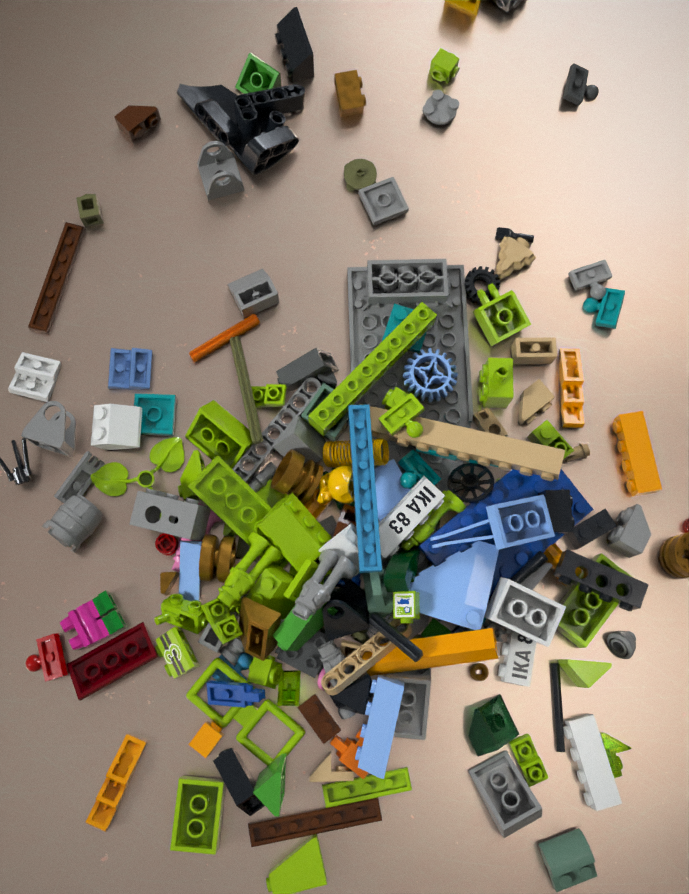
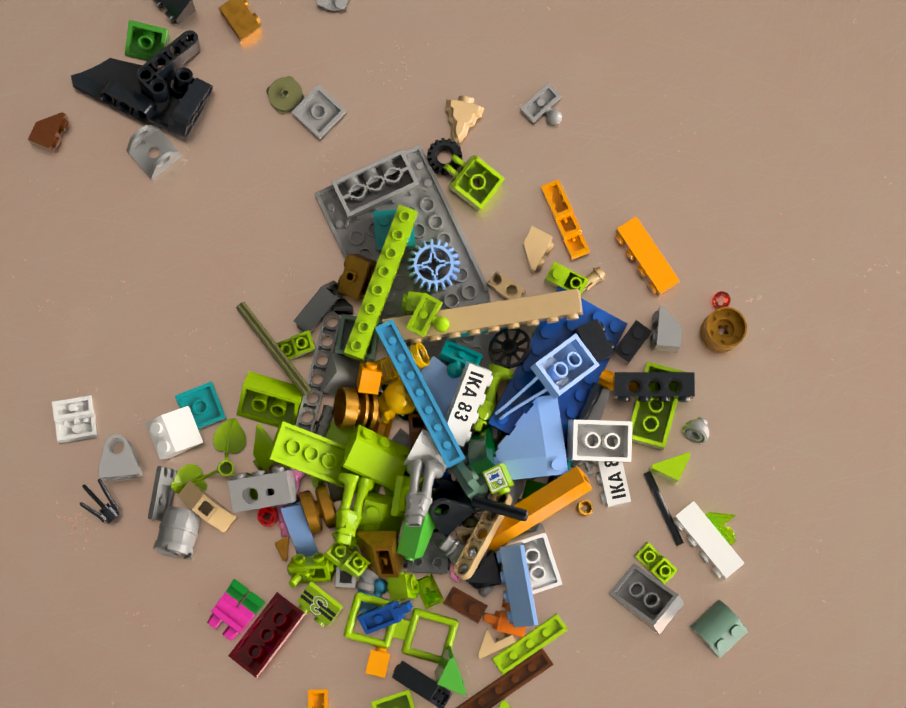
camera: 25 degrees left, 5 degrees up
(49, 659) = (212, 655): red plate -> none
(56, 278) = (47, 317): reddish brown tile -> none
(89, 210) = (51, 247): olive brick -> none
(113, 510) = (206, 507): none -> tan slope
(130, 369) = (157, 374): medium blue slope -> none
(224, 337) = (230, 308): orange axle -> none
(254, 293) = (238, 254): light grey slope -> none
(322, 452) = (369, 378): none -> light orange brick
(351, 353) = (356, 276): none -> pearl gold brick
(491, 727) = (612, 548): clear green slope -> none
(496, 383) = (496, 246): lime brick -> none
(507, 232) = (449, 94): black piece -> none
(534, 350) = (517, 201): tan brick -> none
(608, 309) = (570, 128): teal plate -> none

